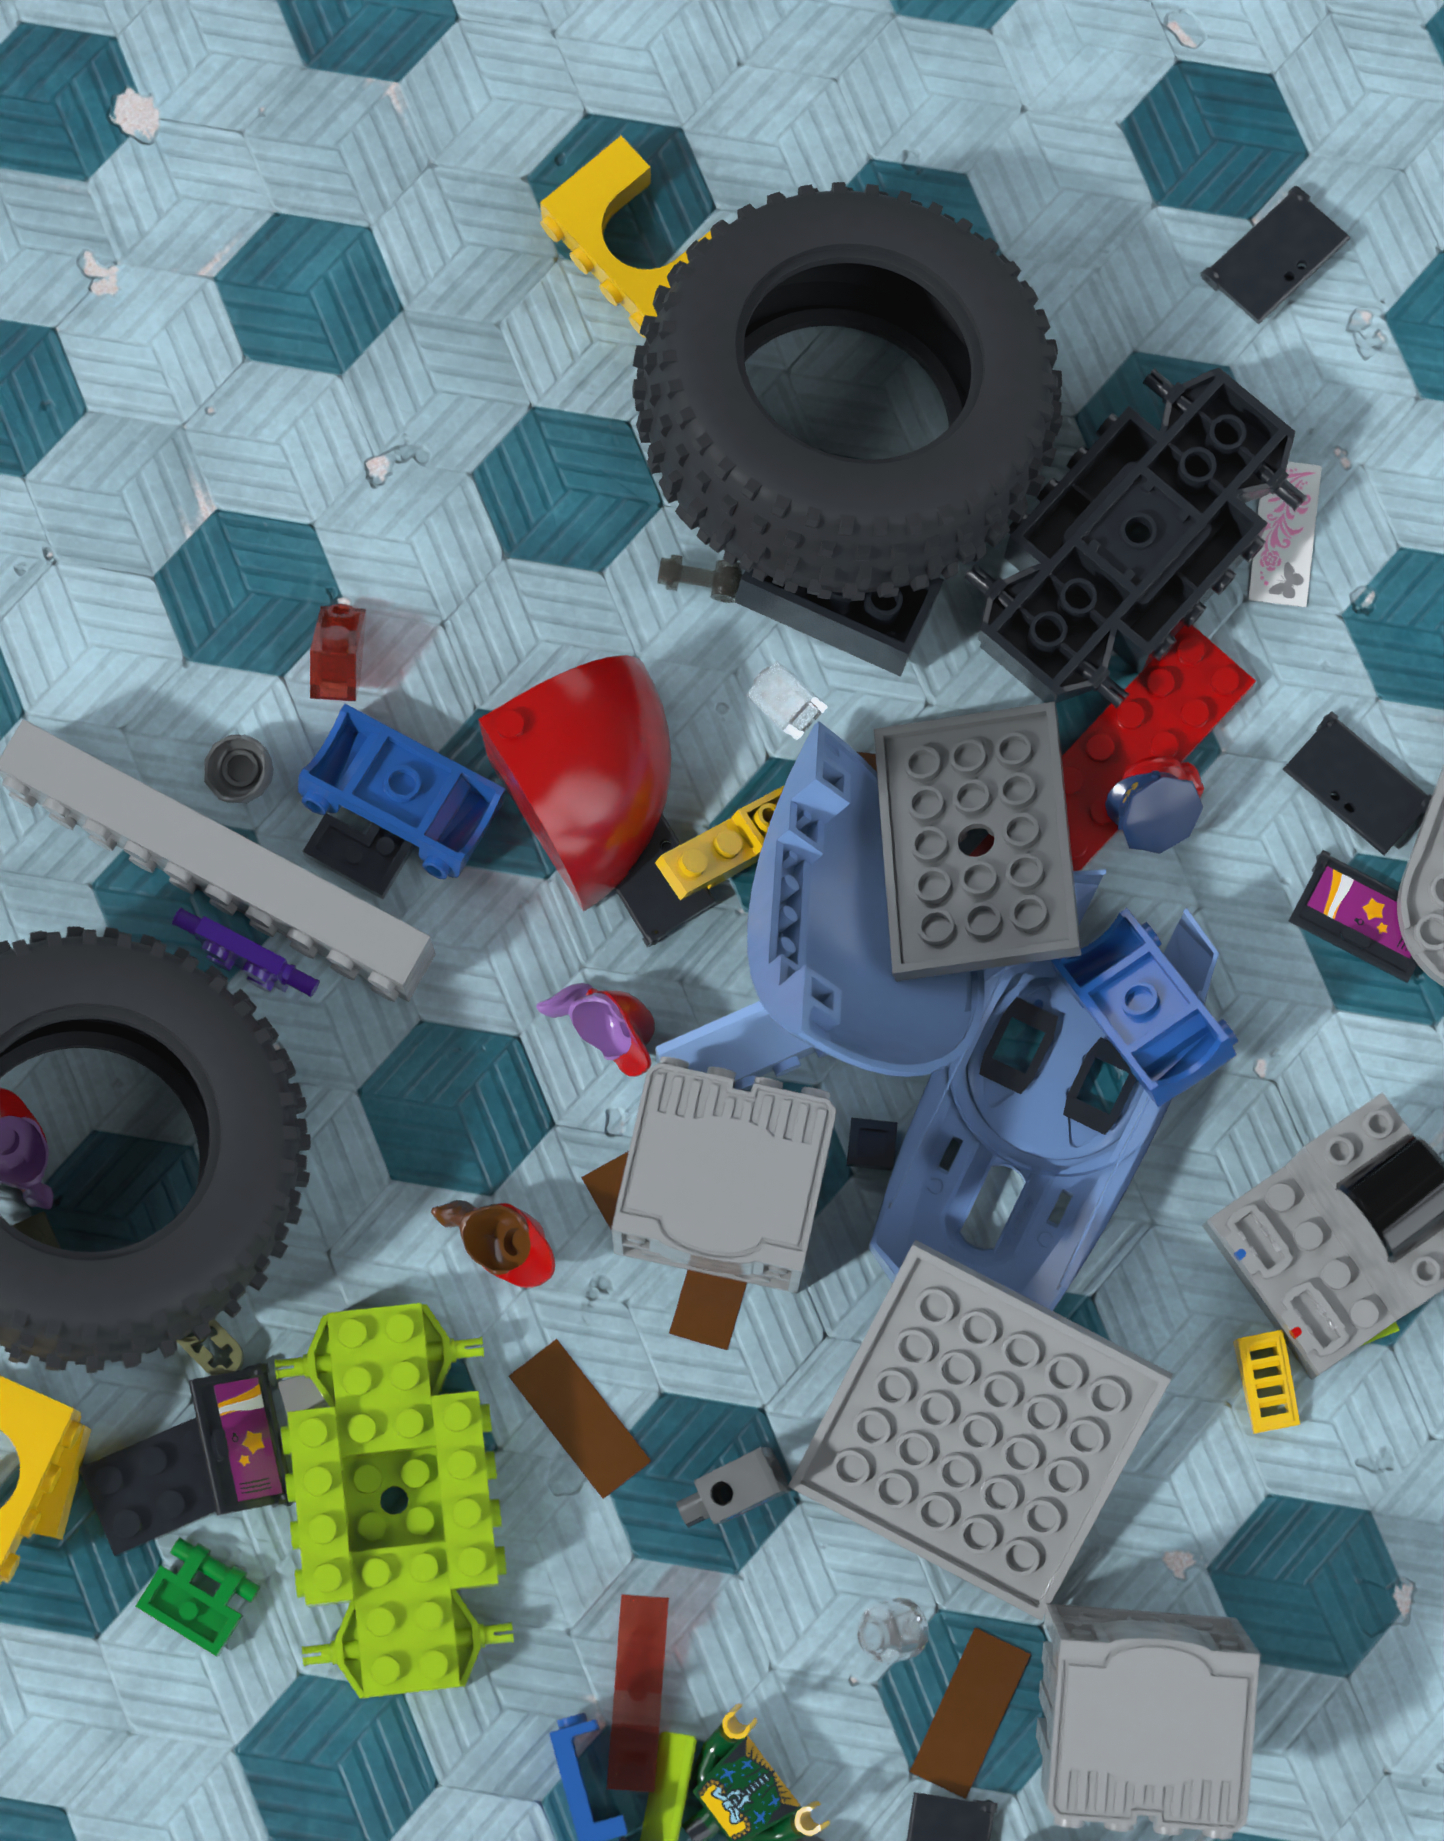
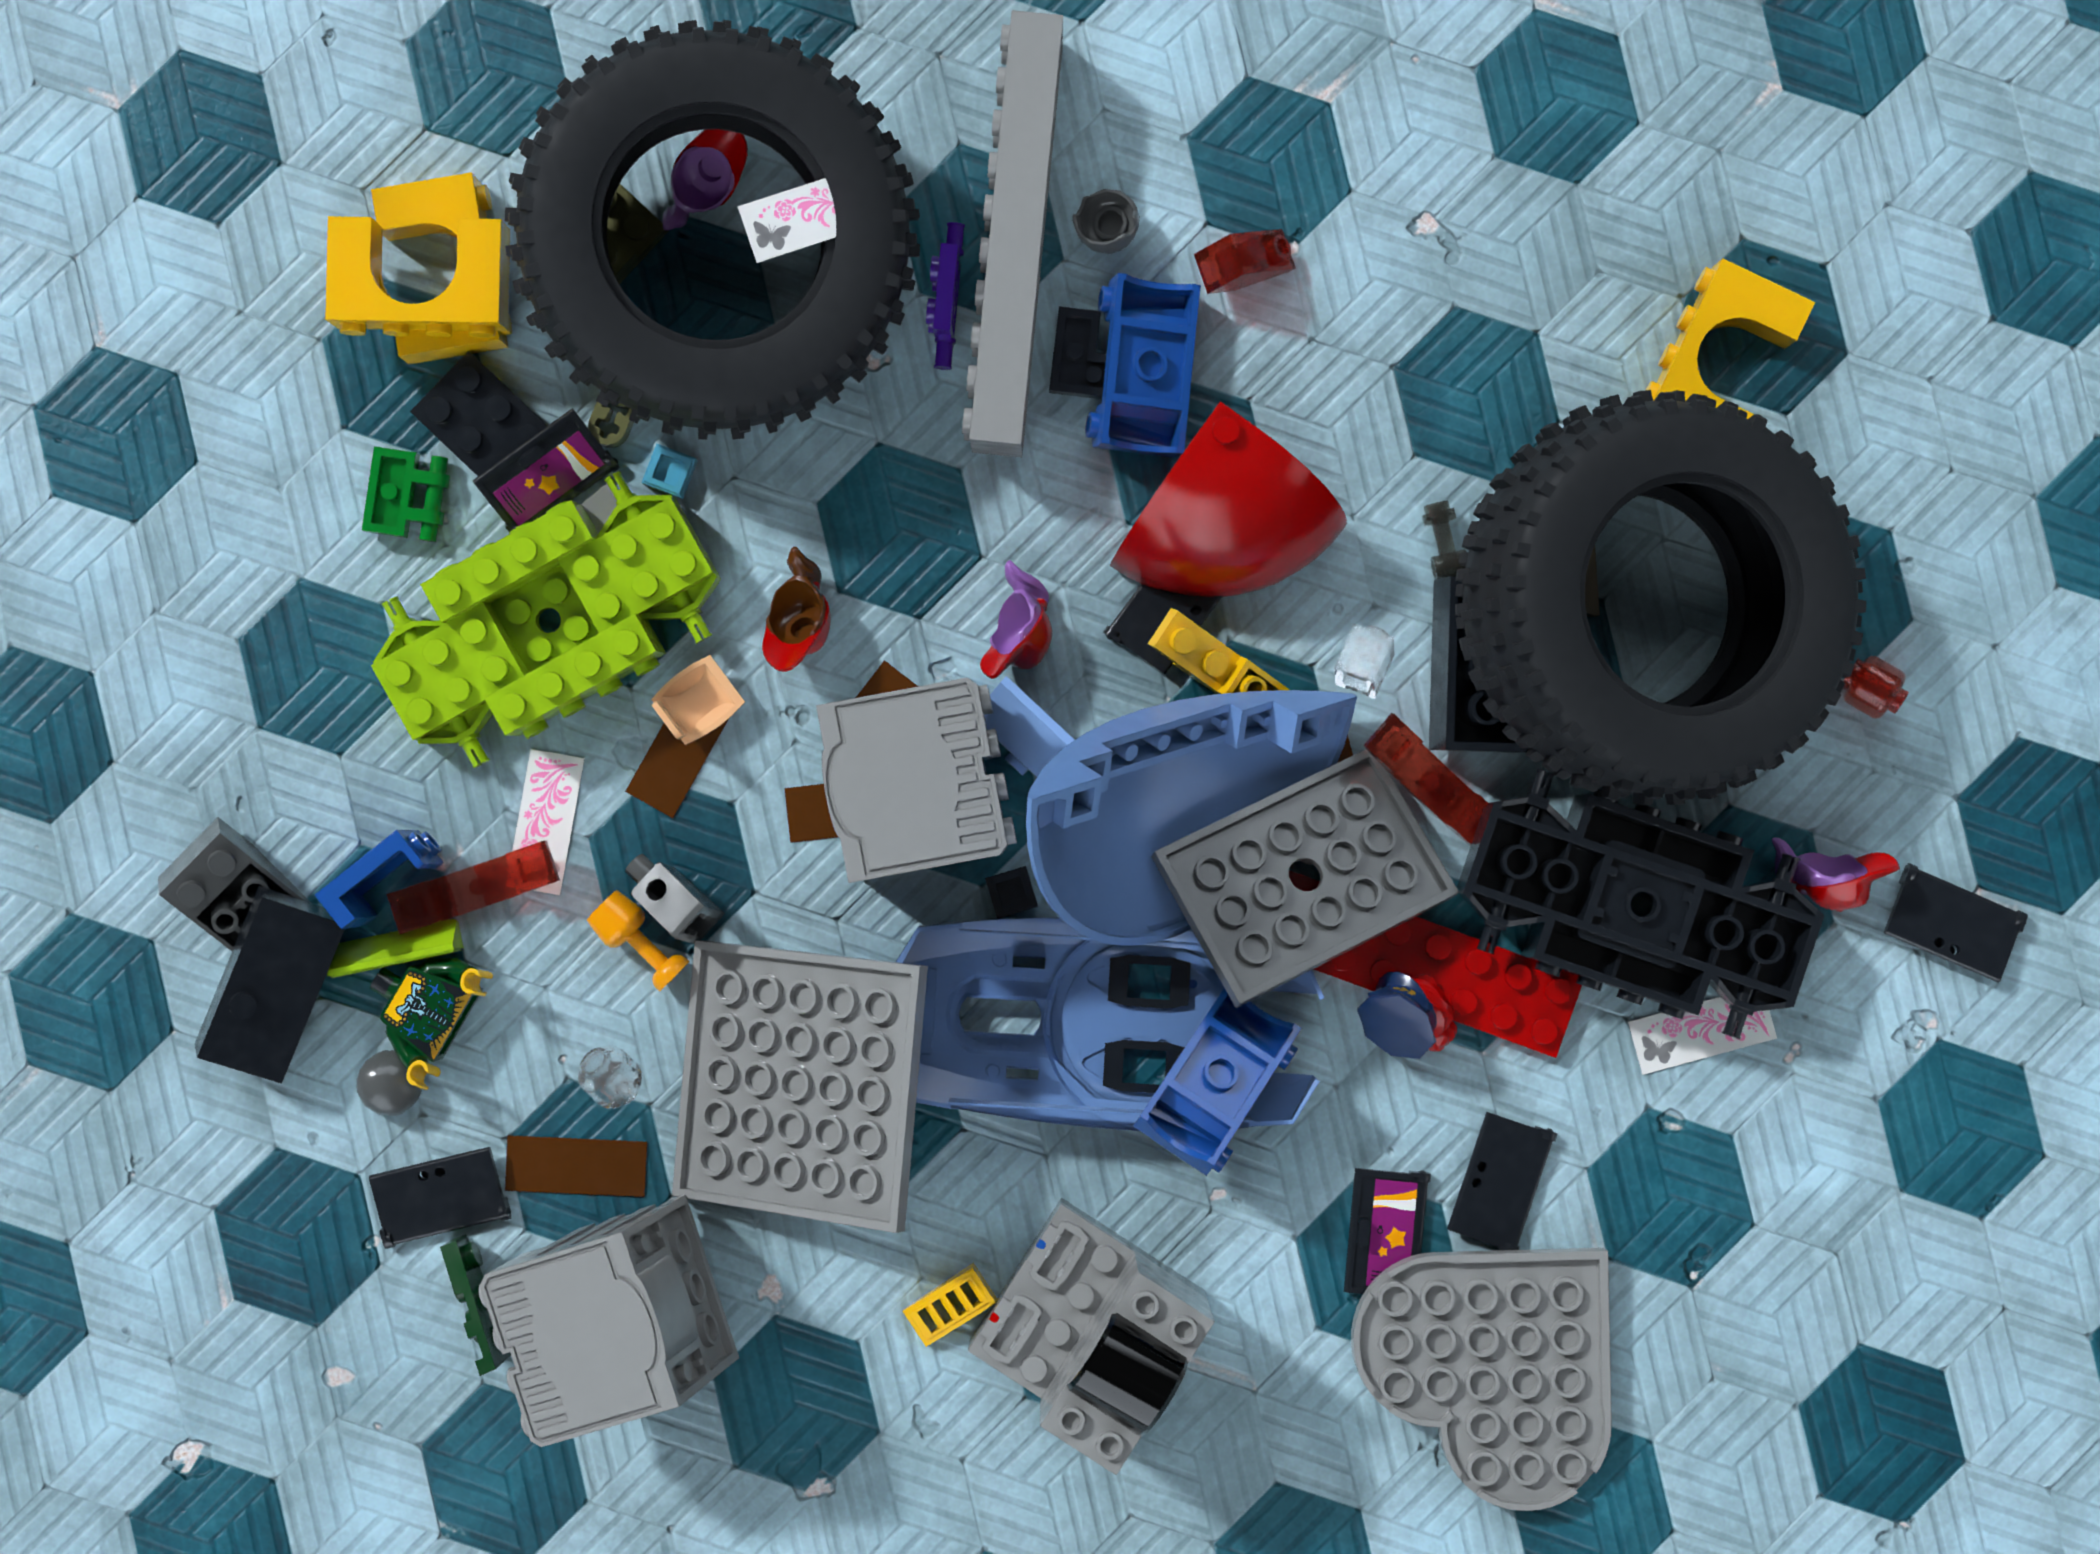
camera: 75 degrees right, 10 degrees up
(116, 1056) = (789, 220): none -> white sticker
(293, 1314) = (669, 471): none -> medium azure tile
(542, 1378) = (697, 700): none -> light nougat piece
(582, 1584) = (549, 806): none -> white sticker
(737, 1556) = (619, 922): none -> light orange piece
(928, 689) = (1426, 777): none -> clear red slope
(1018, 232) = (1875, 687): none -> clear red head
(1191, 343) = (1837, 881): none -> hair

